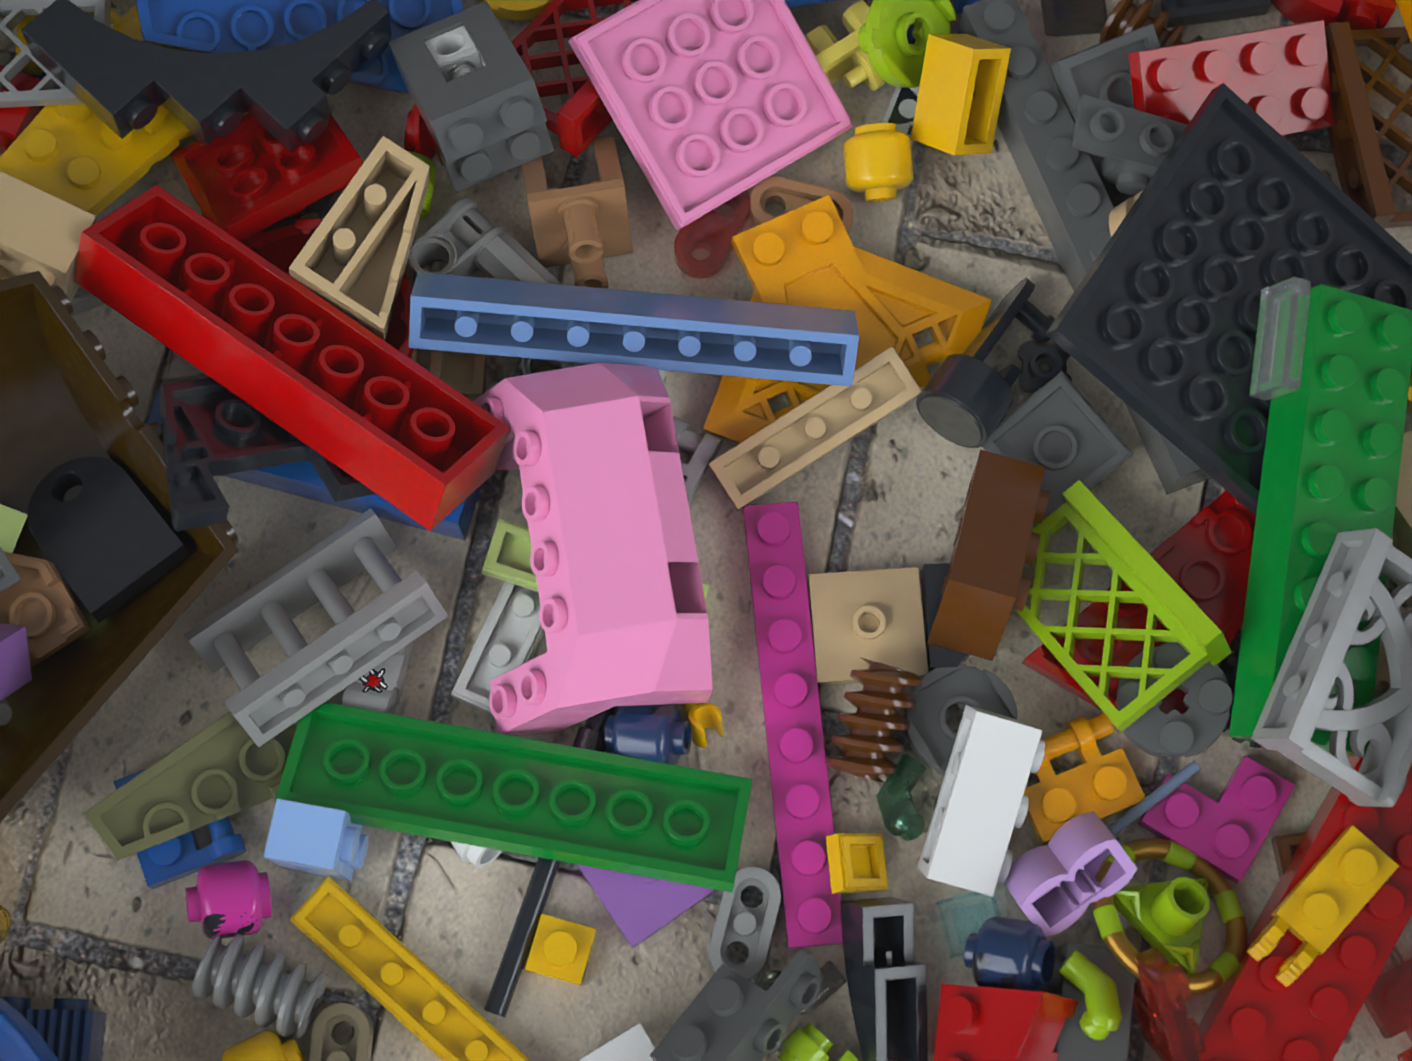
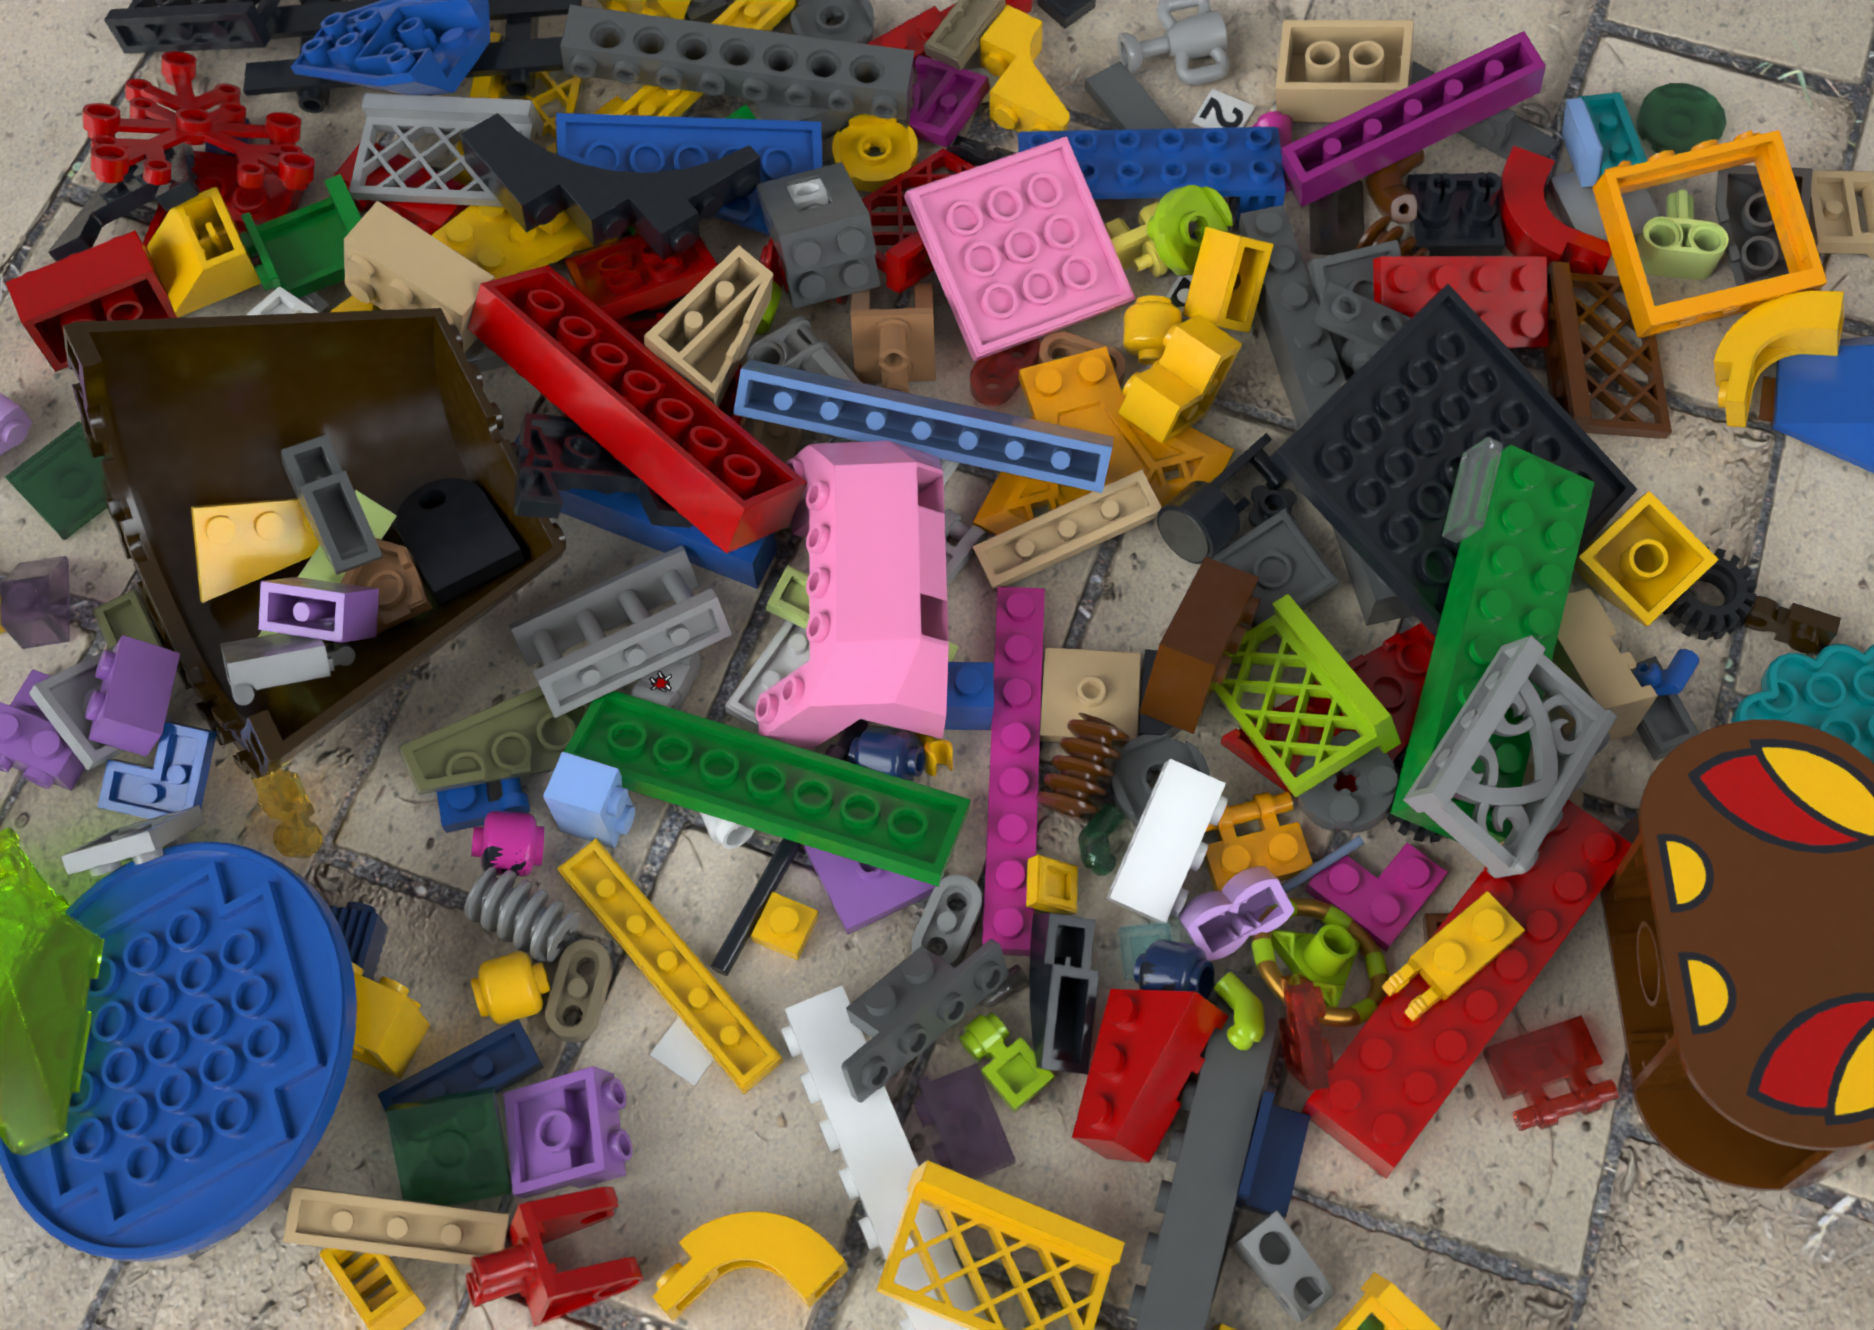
camera: 10 degrees right, 10 degrees down
(735, 648) = (969, 696): none -> blue brick
(922, 229) = (1182, 382): none -> yellow brick

